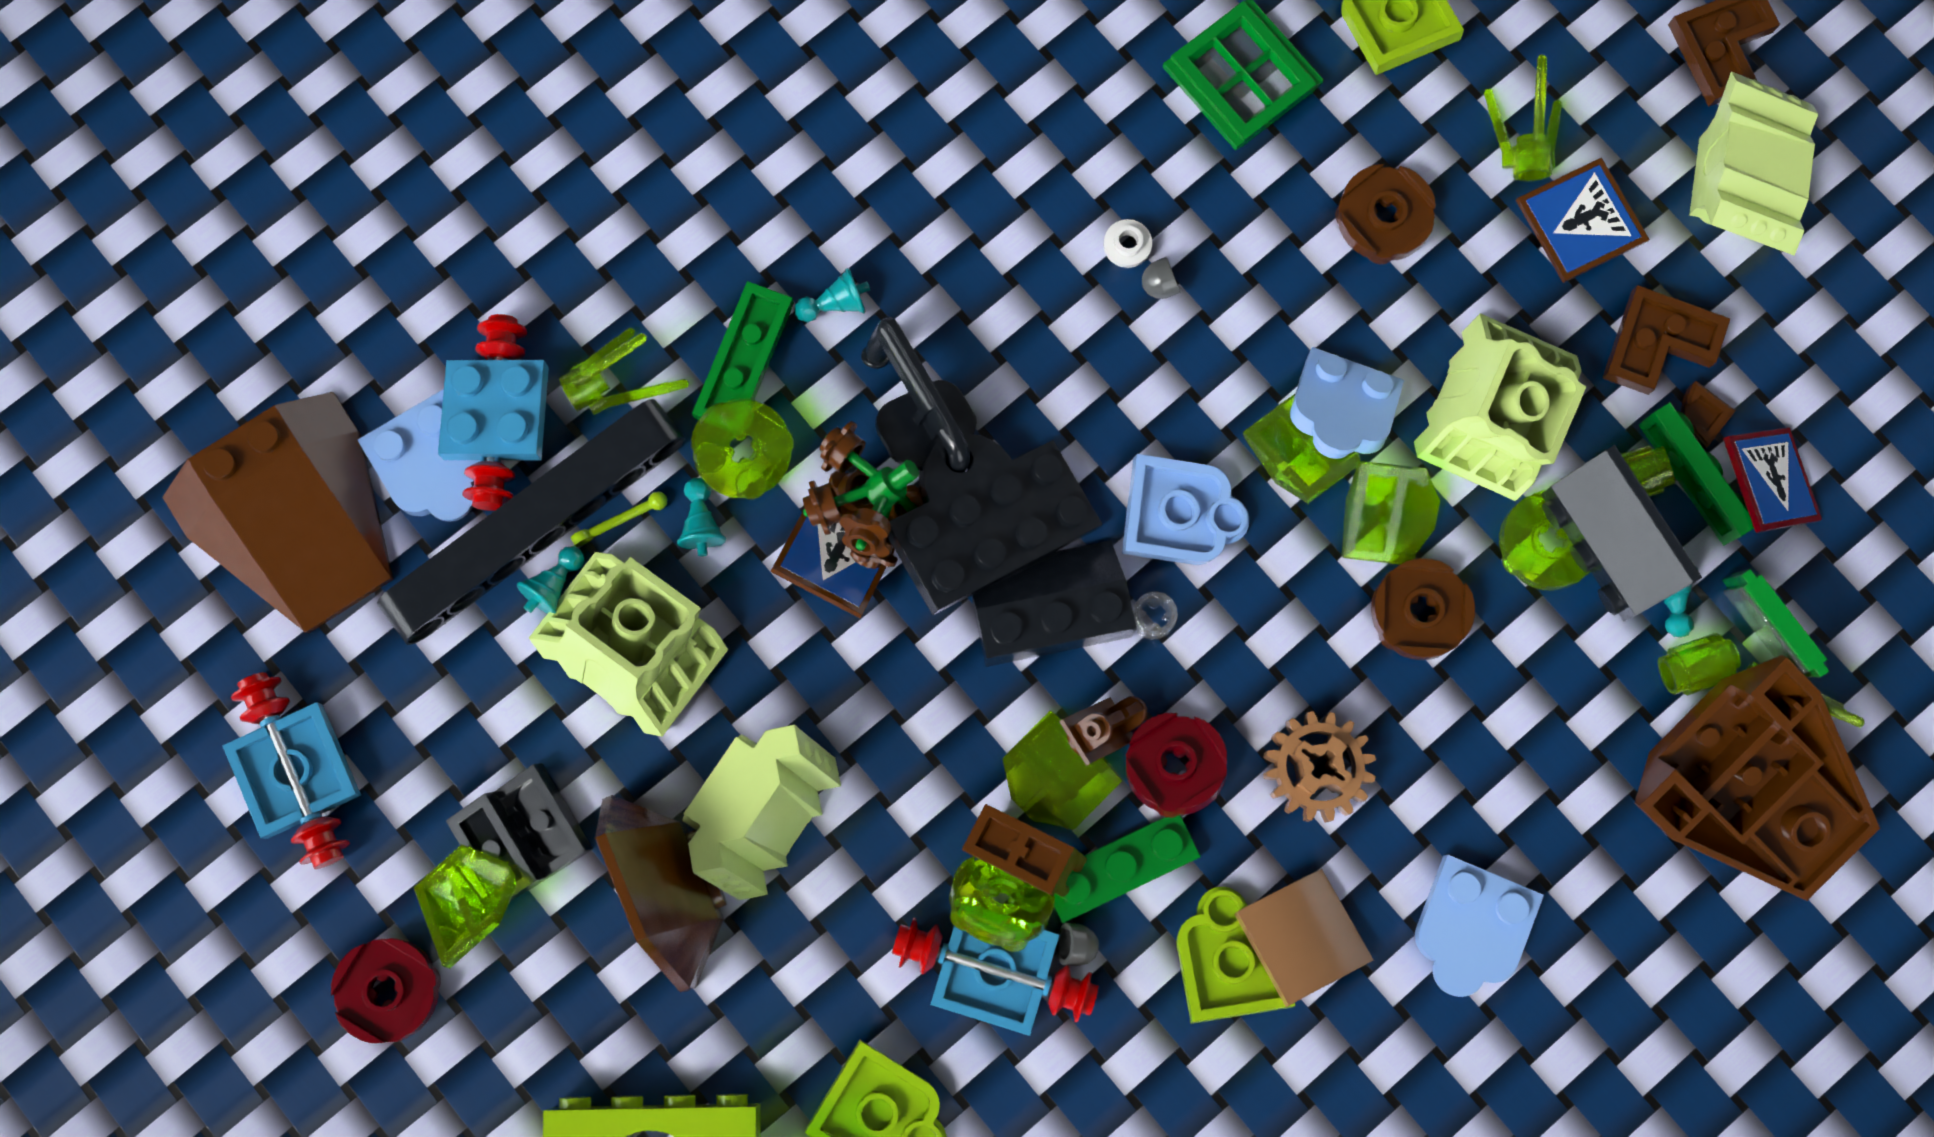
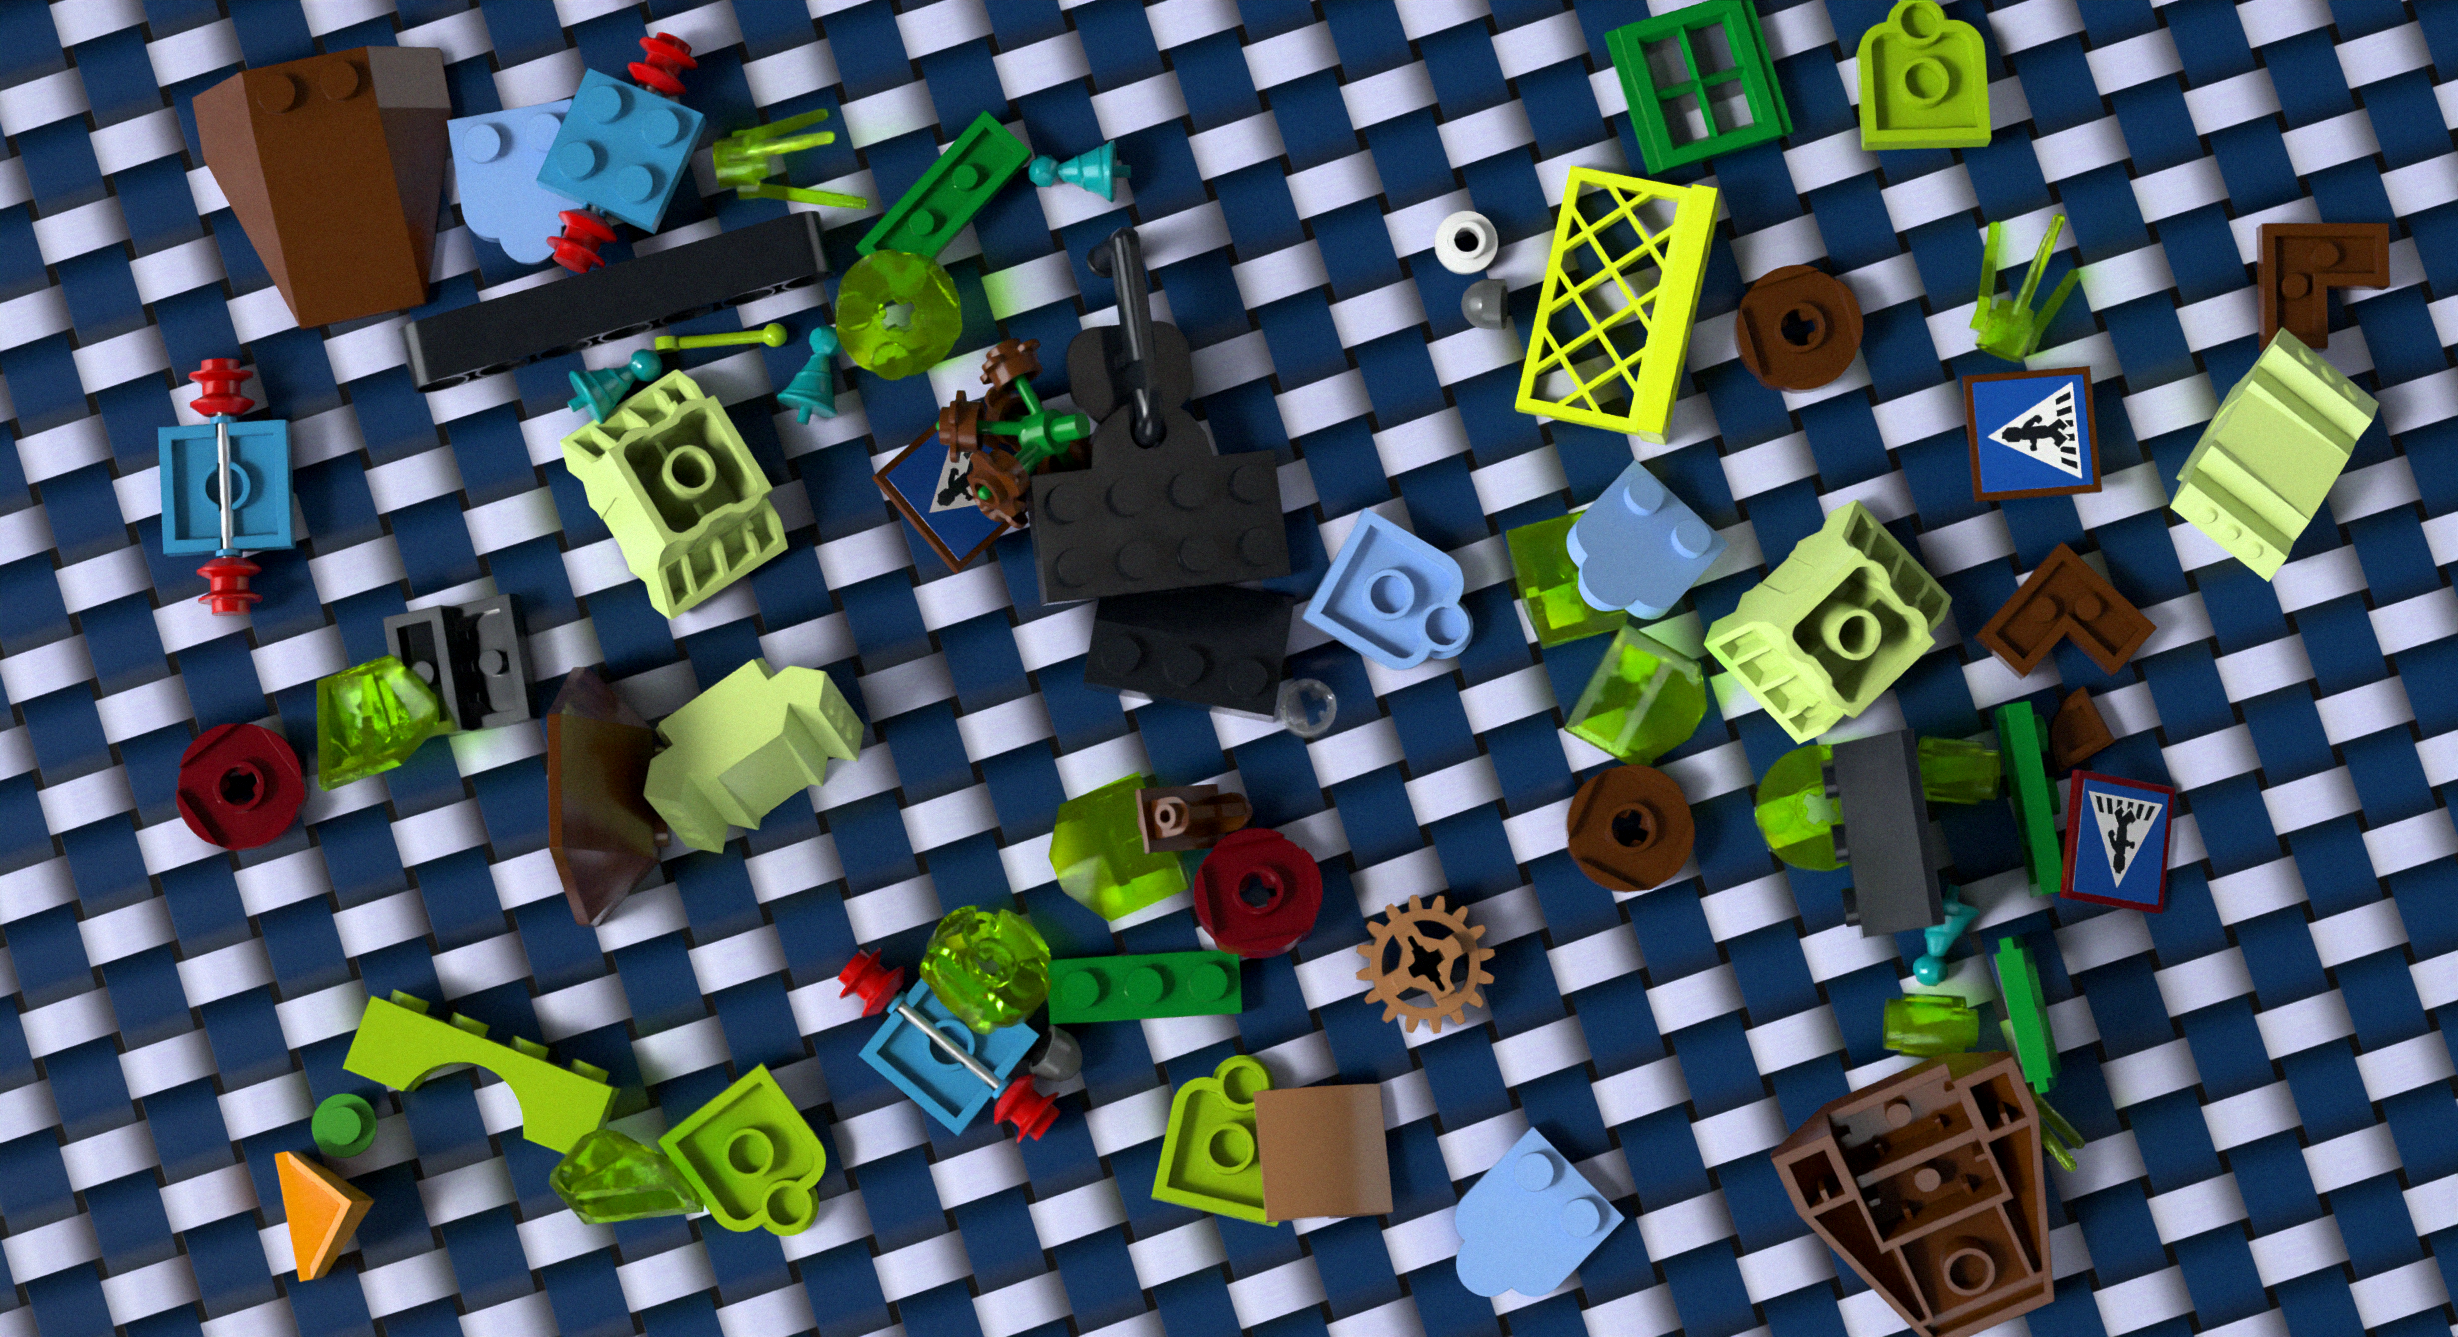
camera: 20 degrees right, 5 degrees up
(1023, 851) = (1034, 923): reddish brown hinge -> none
(1295, 237) = (1672, 315): none -> neon yellow fence

